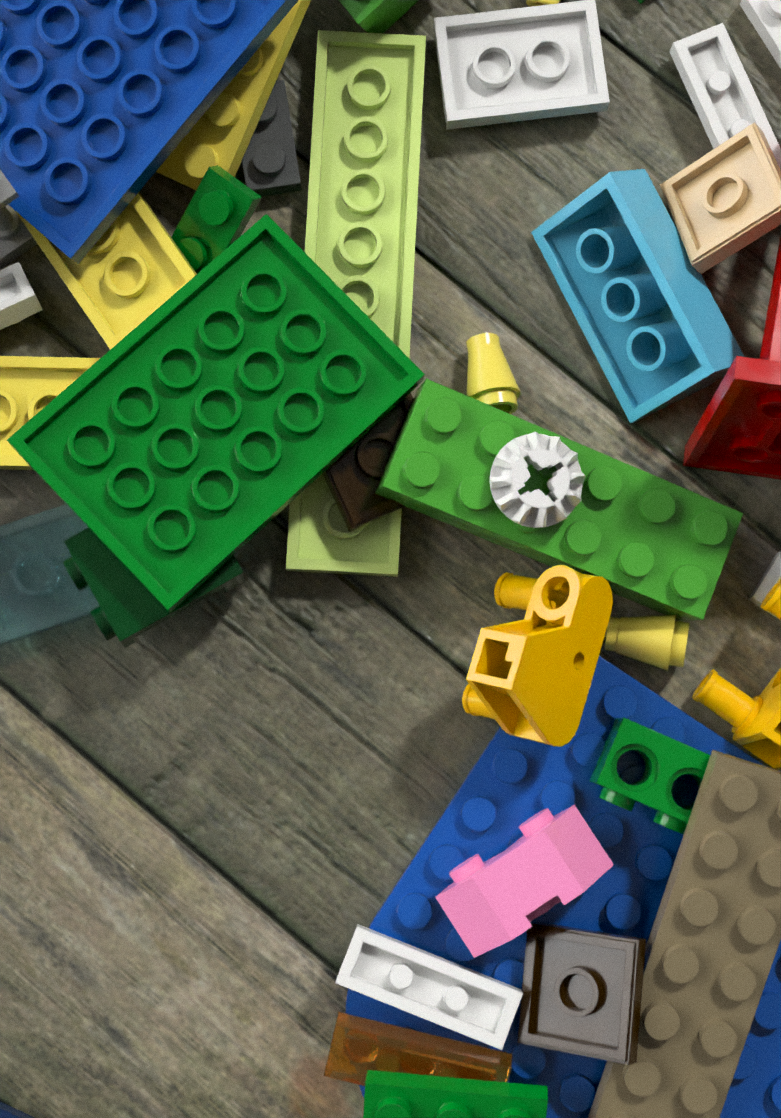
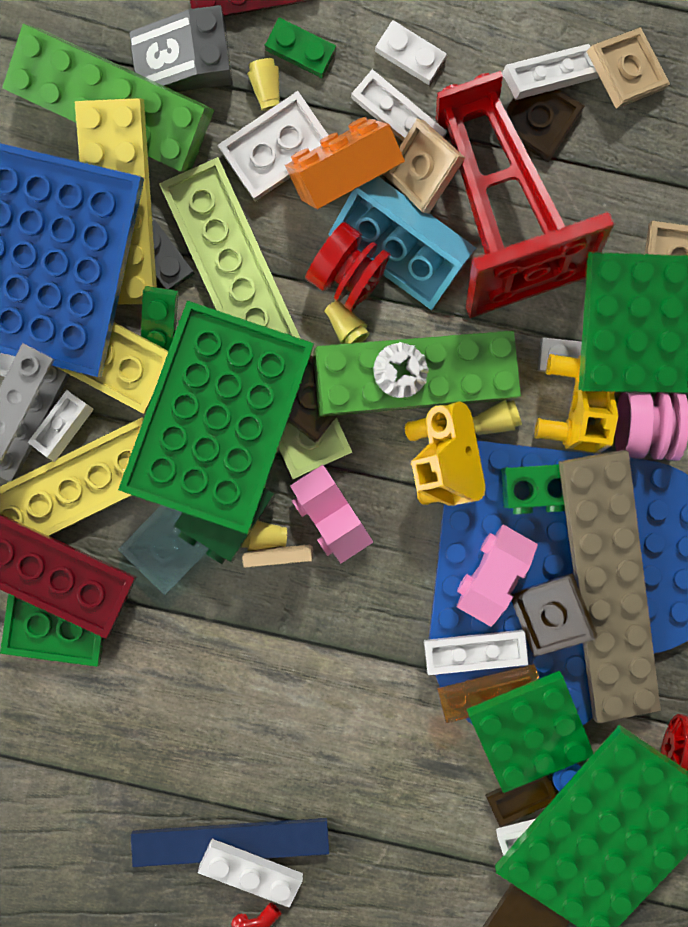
camera: 25 degrees left, 5 degrees up
(196, 634) = (265, 536): none -> light yellow cone
(199, 672) = (278, 555): none -> tan tile
(316, 653) = (331, 514): none -> bright pink brick
(531, 279) = (347, 266): none -> red wheel
(612, 130) = (344, 162): none -> orange brick

